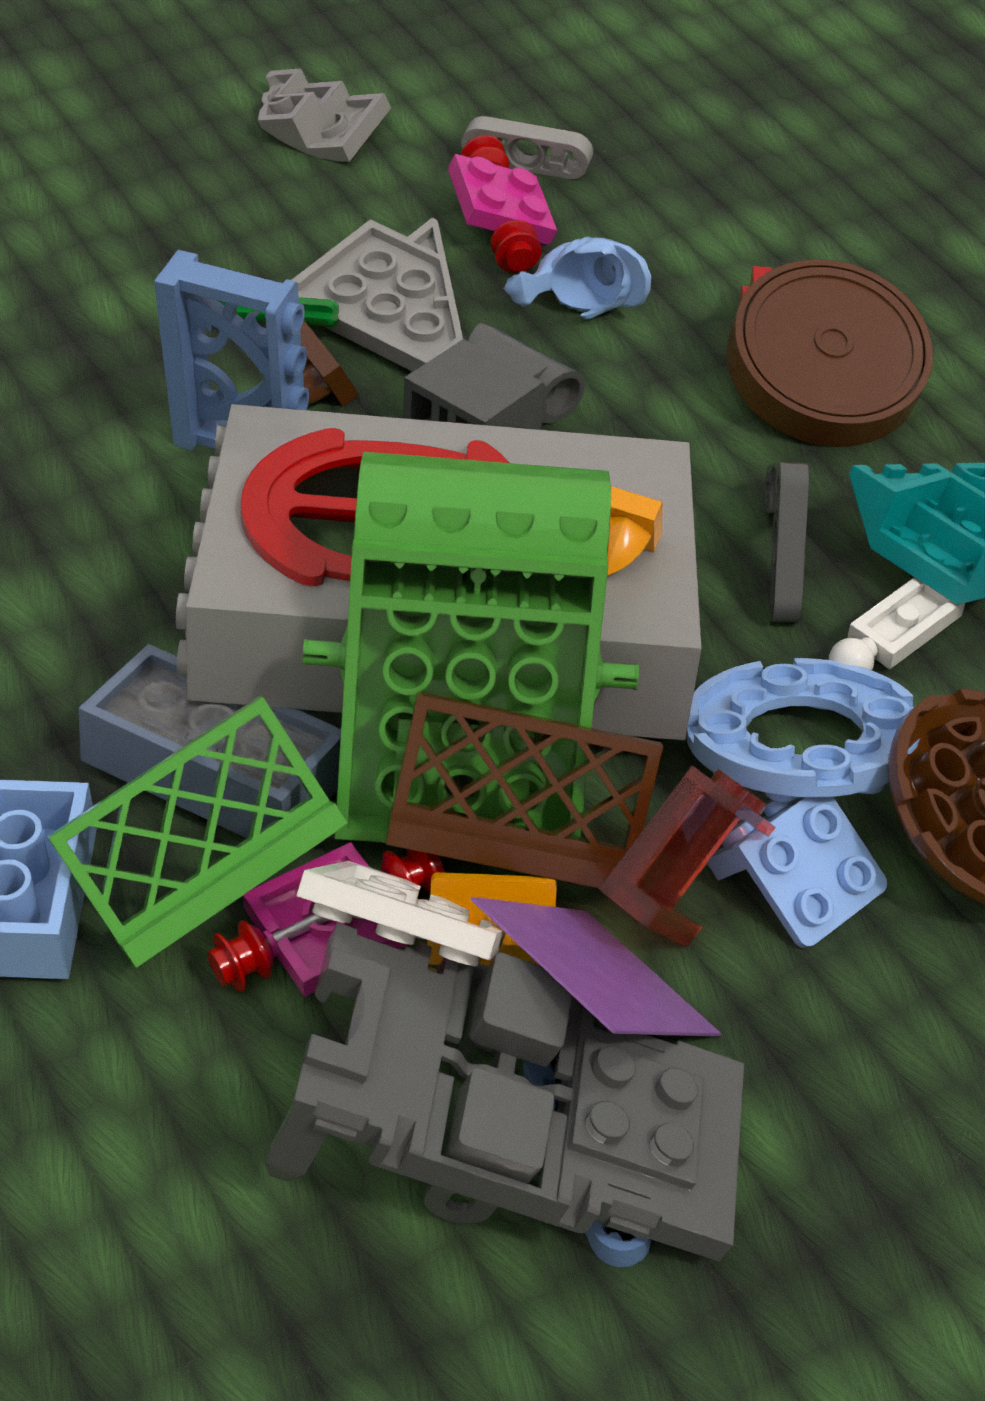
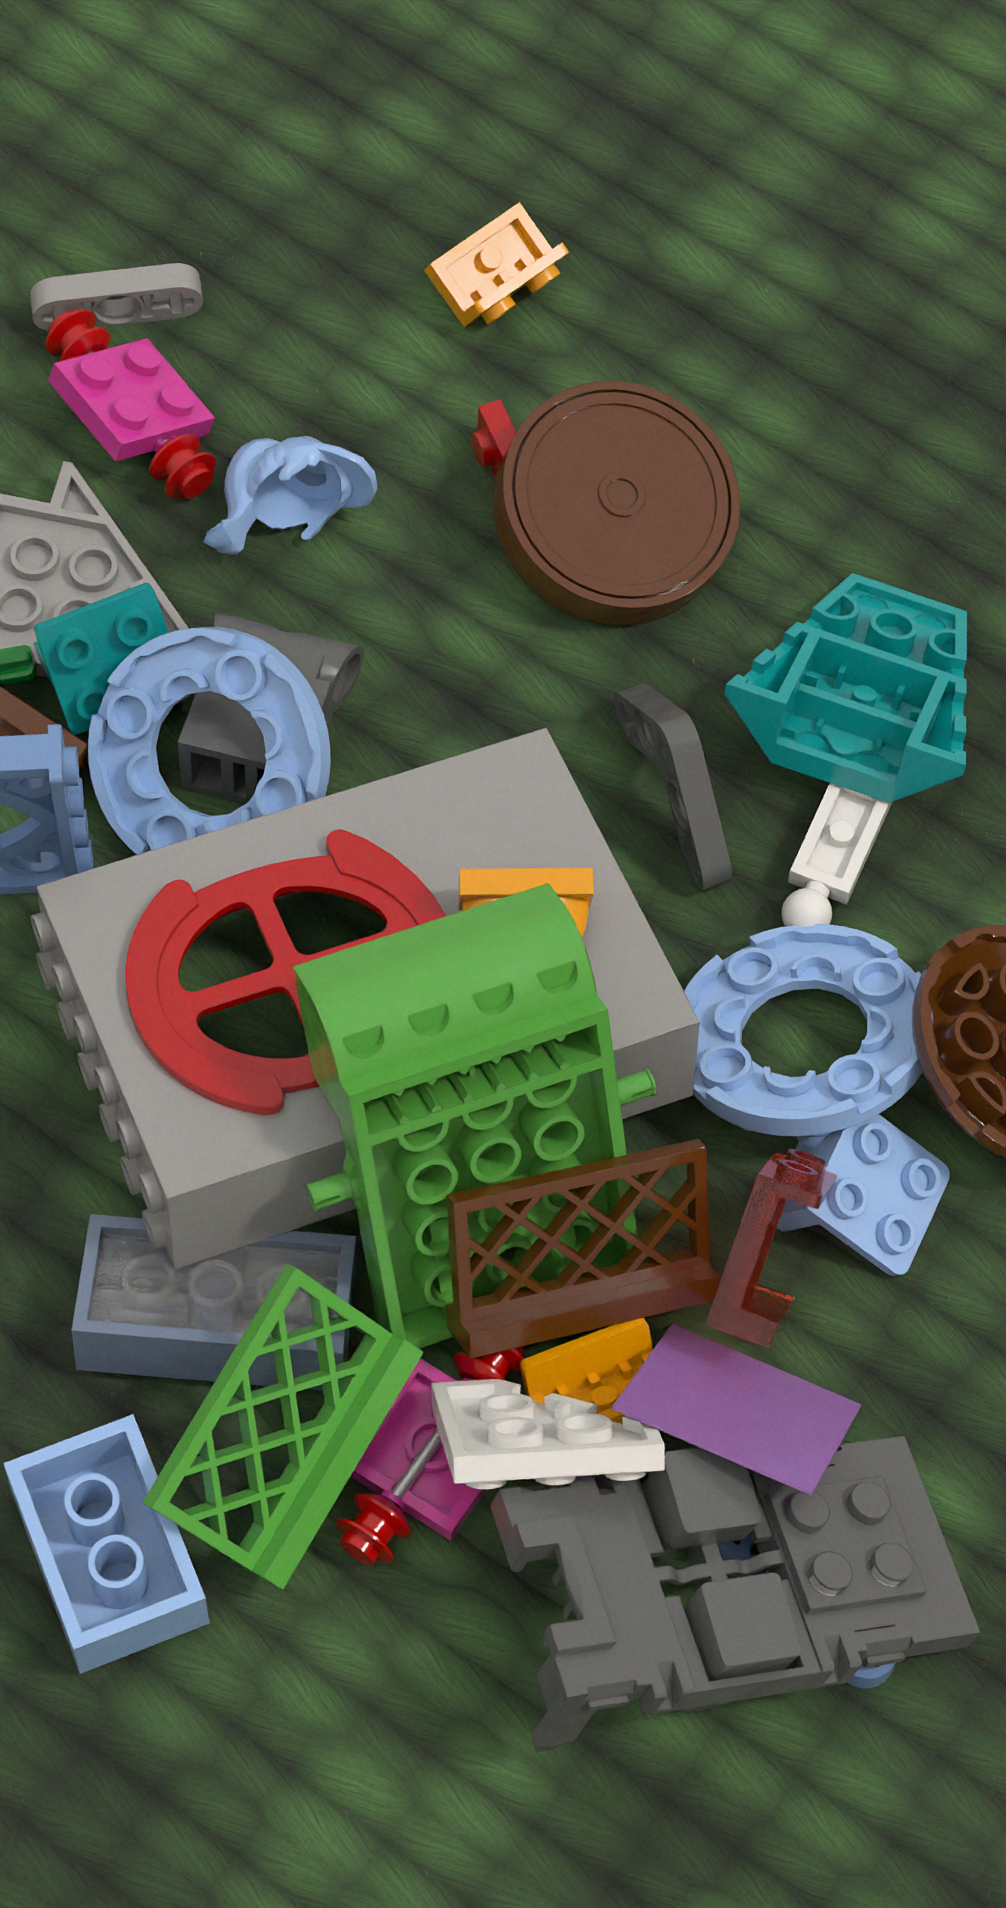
camera: 25 degrees left, 15 degrees up
(385, 314) = (90, 643): none -> teal bracket
(424, 322) = (166, 672): none -> light blue plate
(812, 205) = (493, 265): none -> bracket

